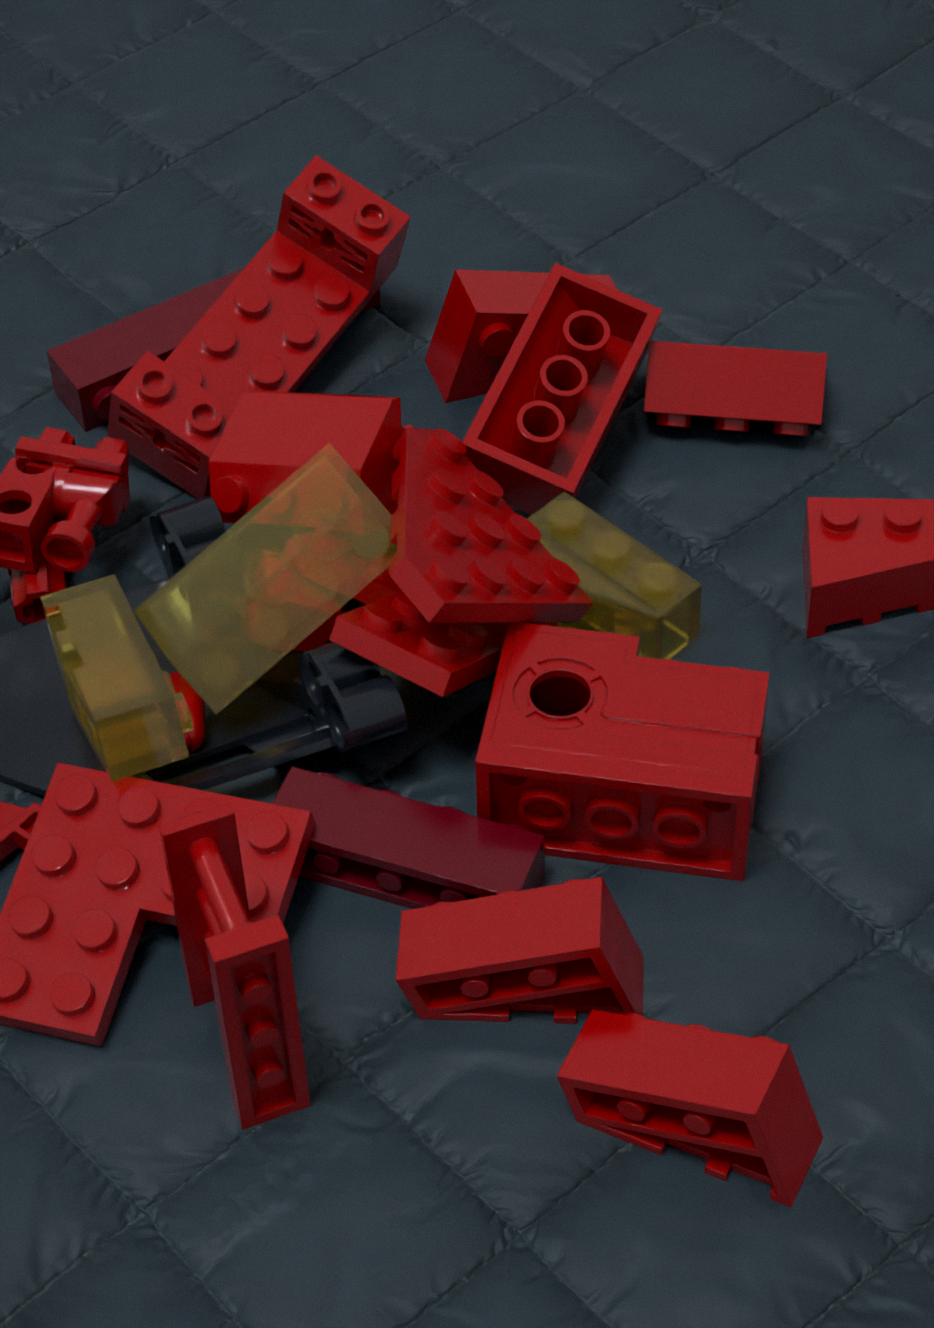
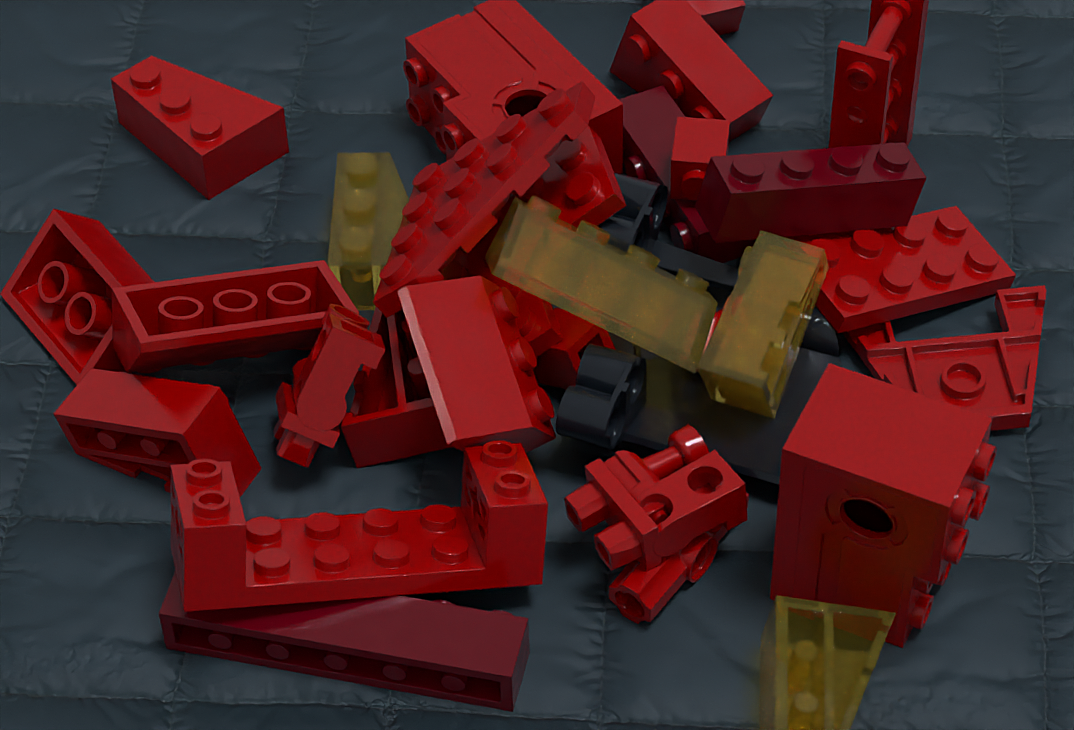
camera: 135 degrees left, 0 degrees up
(198, 766) = (809, 191): none -> dark red brick
(356, 800) = (693, 146): none -> red brick
(425, 393) = (317, 401): none -> red hips

